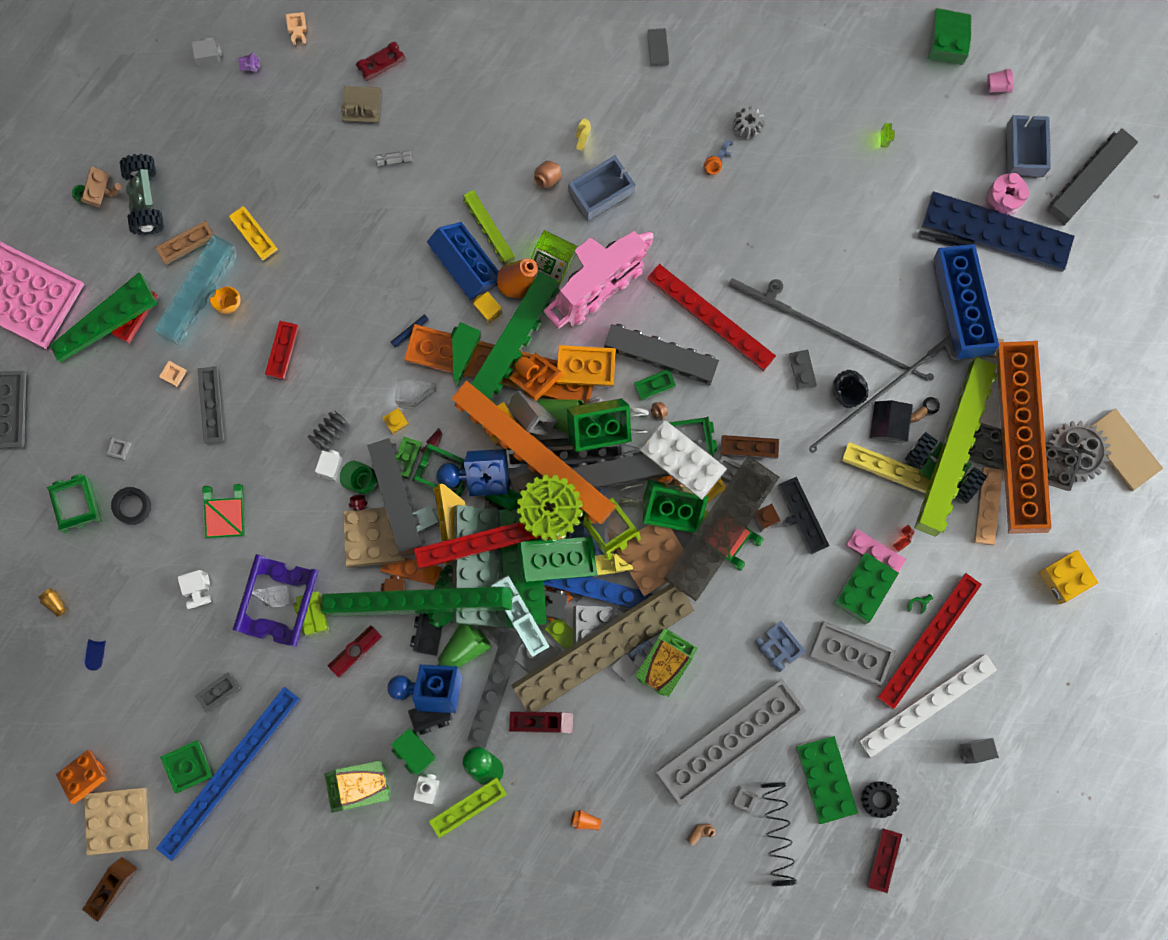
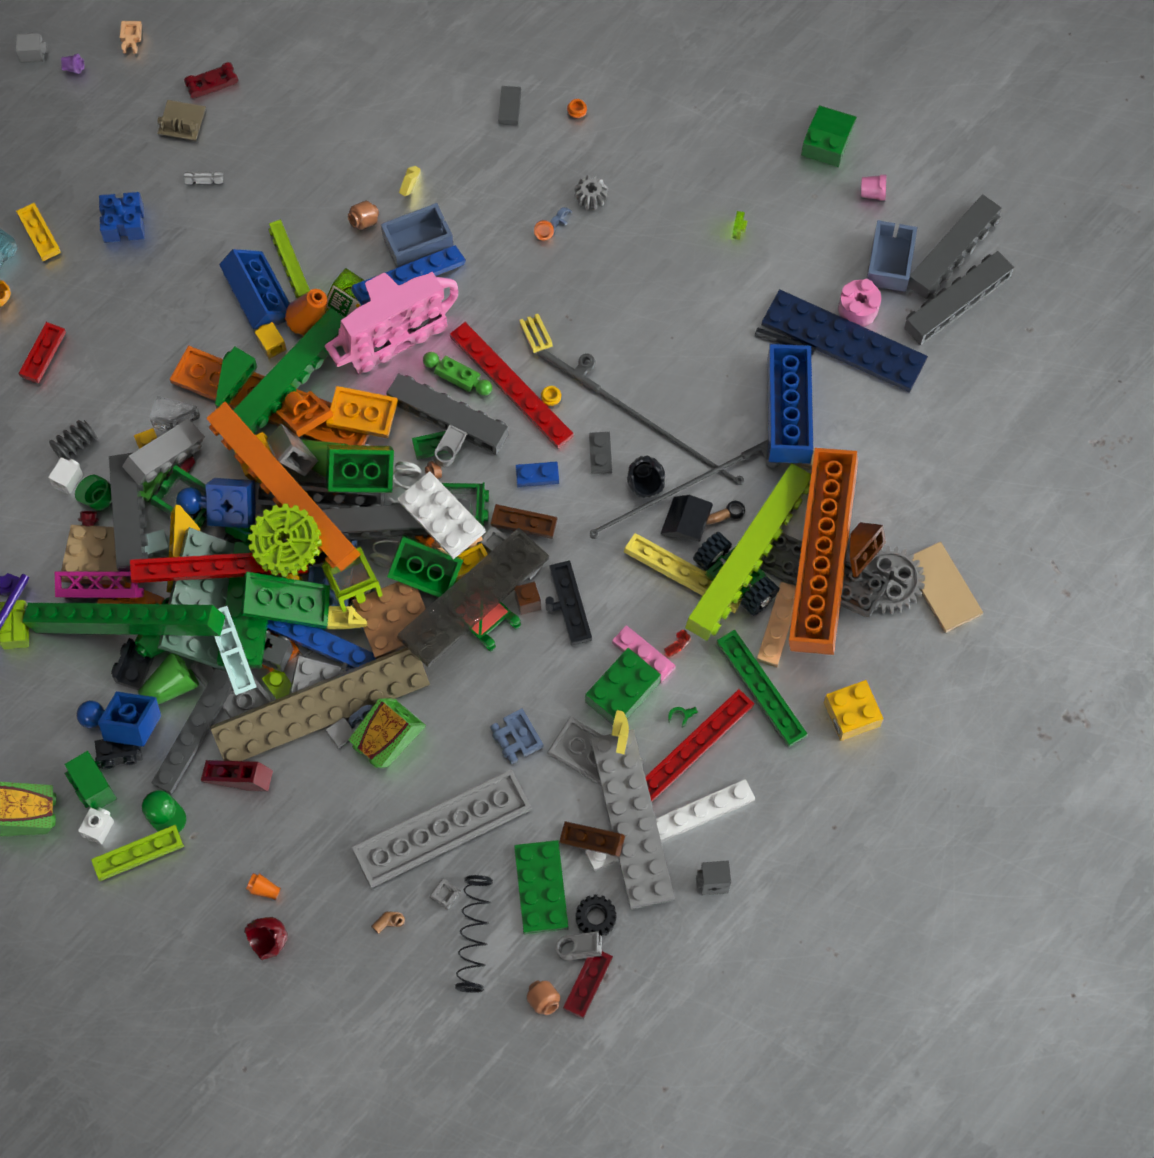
camera: 15 degrees right, 10 degrees down
(327, 208) = (121, 217): none -> blue brick
(345, 661) = (39, 677): dark red piece -> none
(382, 573) = (99, 592): none -> dark pink fence
(407, 332) = (178, 355): dark blue piece -> none
(416, 432) = (163, 452): none -> light grey brick
(598, 866) = (266, 936): none -> dark red hair
(603, 226) = (437, 263): none -> blue plate
(662, 314) = (457, 373): none -> bright green plate
(671, 382) = (450, 442): none -> light grey piece
(711, 257) = (531, 321): none -> light yellow tile
(719, 42) = (577, 108): none -> orange plate
(749, 322) = (551, 395): none -> yellow plate
(750, 398) = (537, 474): none -> blue plate
(849, 880) = (543, 997): none -> nougat head
(866, 732) = (592, 839): none -> reddish brown plate
(877, 631) = (621, 730): none -> light yellow slope
(877, 829) = (585, 946): none -> light grey piece
(897, 708) = (633, 815): none -> light grey plate
(985, 569) = (762, 688): none -> green plate
(1055, 423) = (865, 543): none -> reddish brown slope
(1081, 126) = (954, 246): none -> dark grey brick

